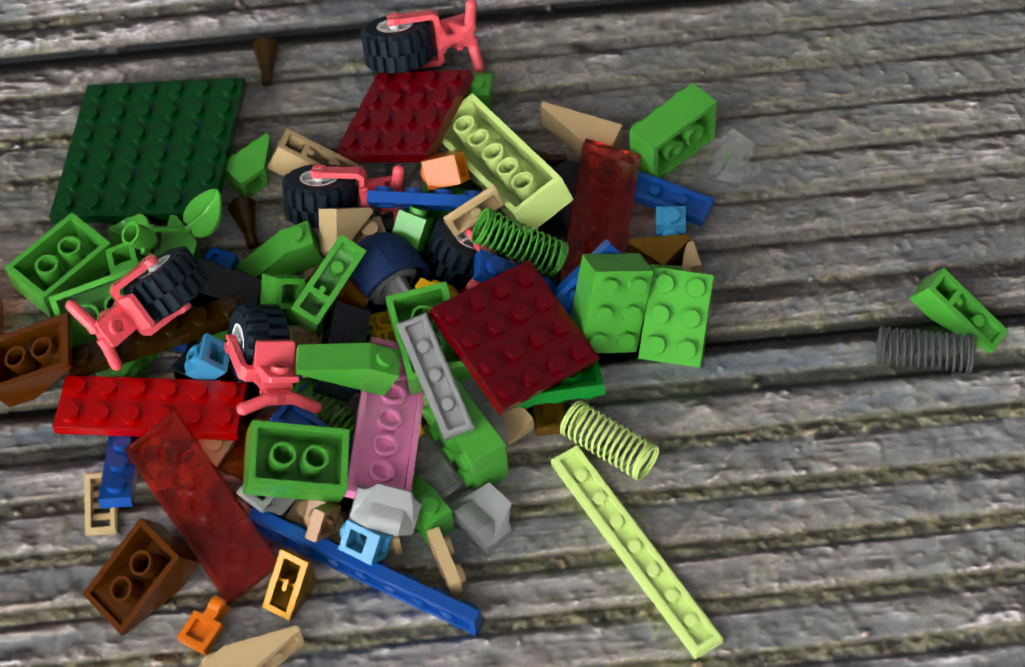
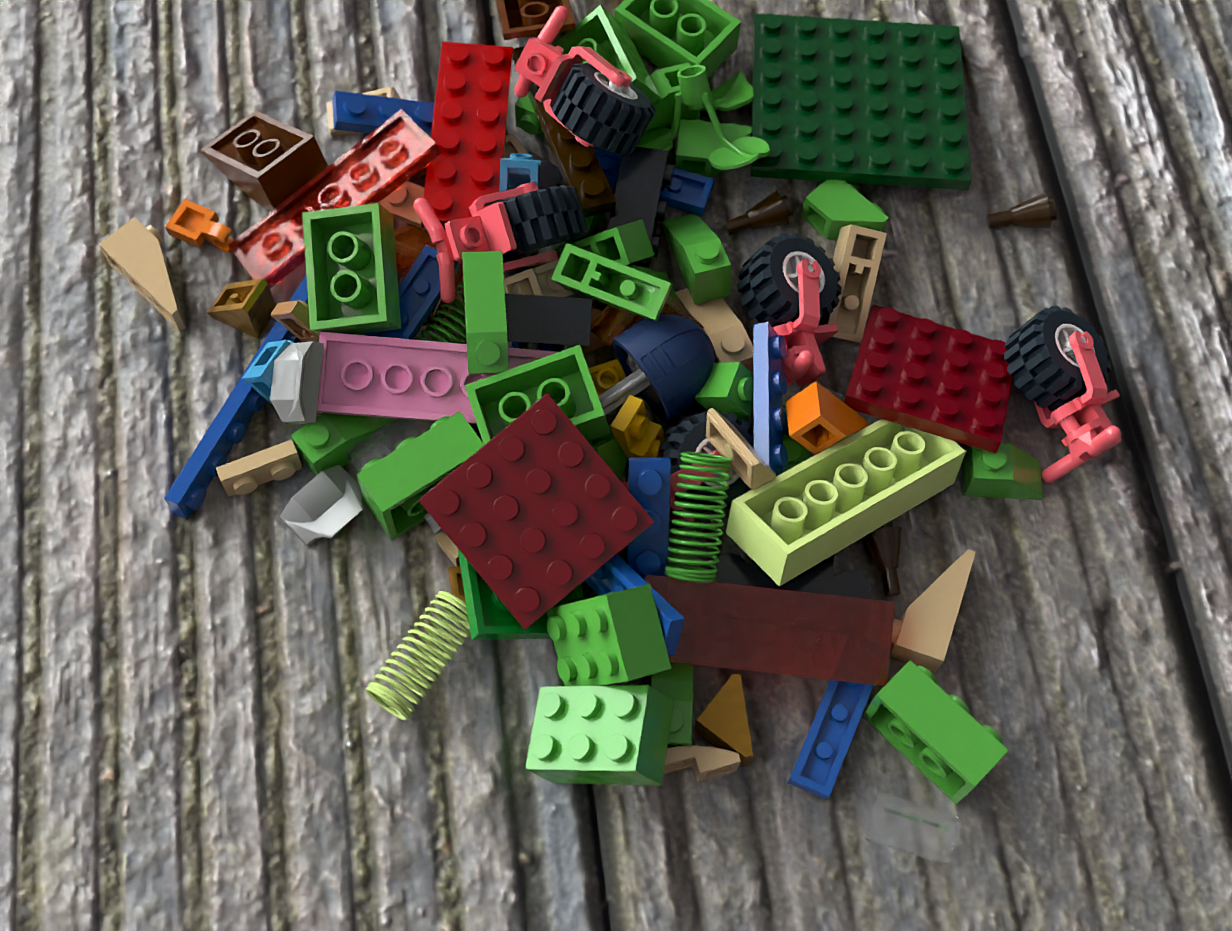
camera: 80 degrees right, 10 degrees up
(340, 221) = (730, 306): tan slope -> none
(435, 377) = (465, 414): light grey tile -> none
(637, 552) = (268, 697): yellowish green tile -> none
(670, 220) = (773, 734): dark azure brick -> none

